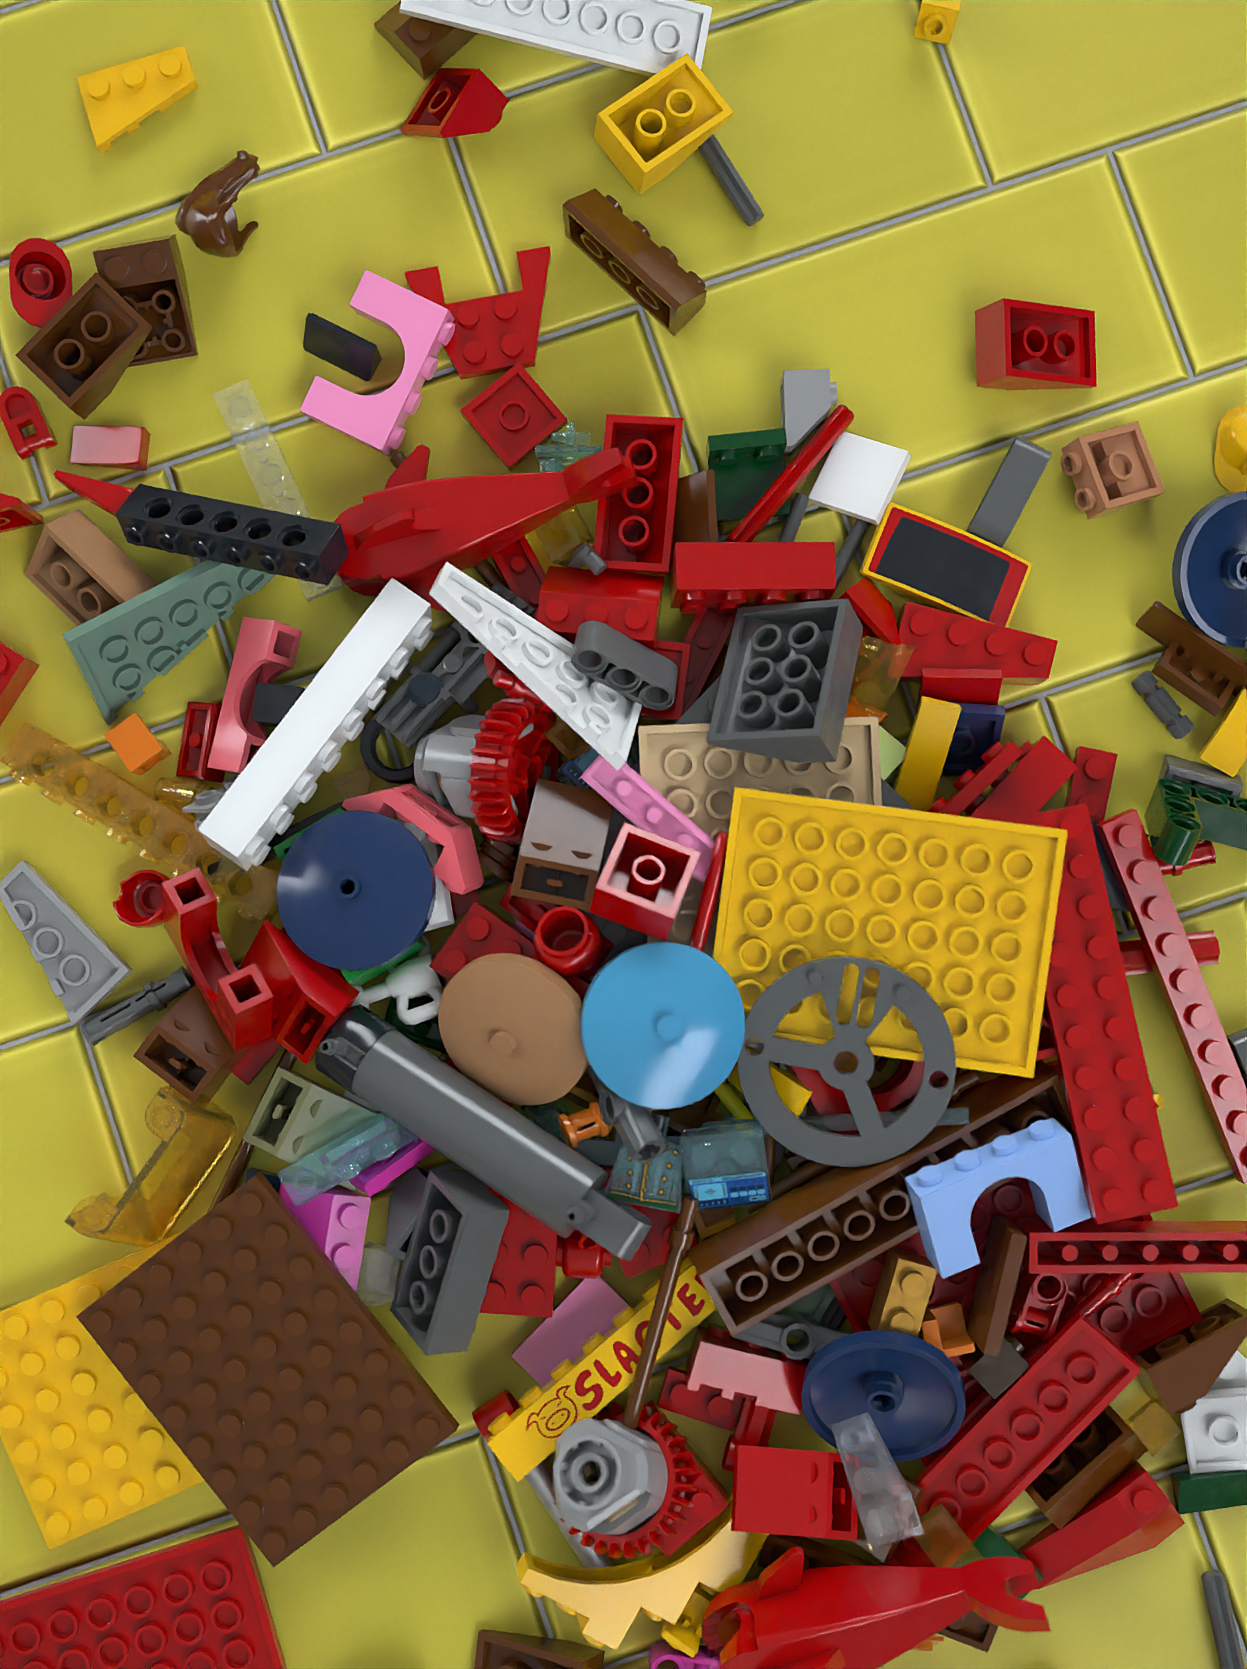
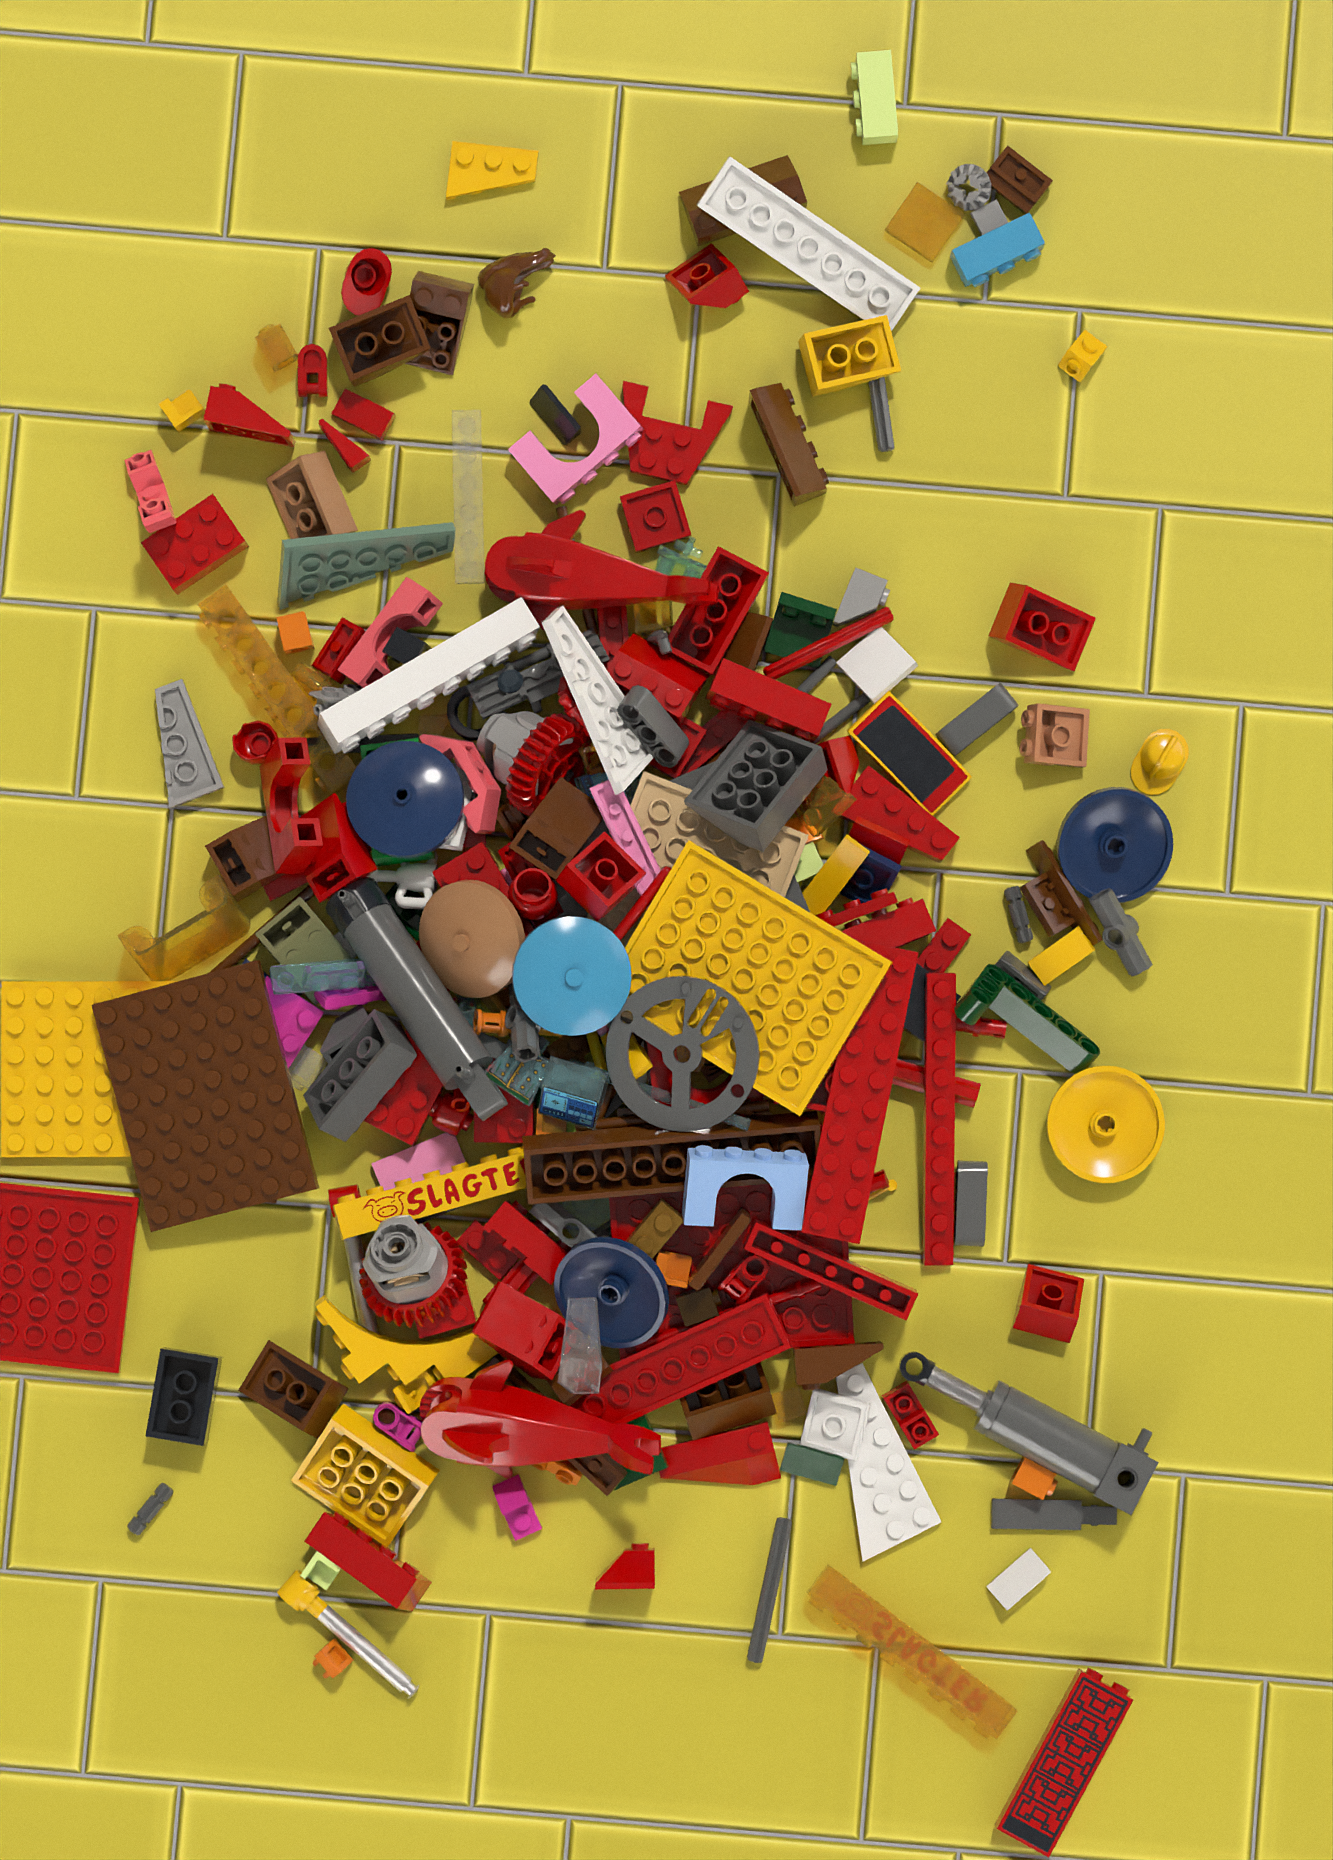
camera: 20 degrees right, 0 degrees up
(151, 998) = (228, 812): dark grey pin -> none
(233, 534) = (425, 518): black brick -> none
(680, 1240) = (521, 1125): reddish brown bar -> none
(945, 1540) = (610, 1405): clear yellow tile -> none

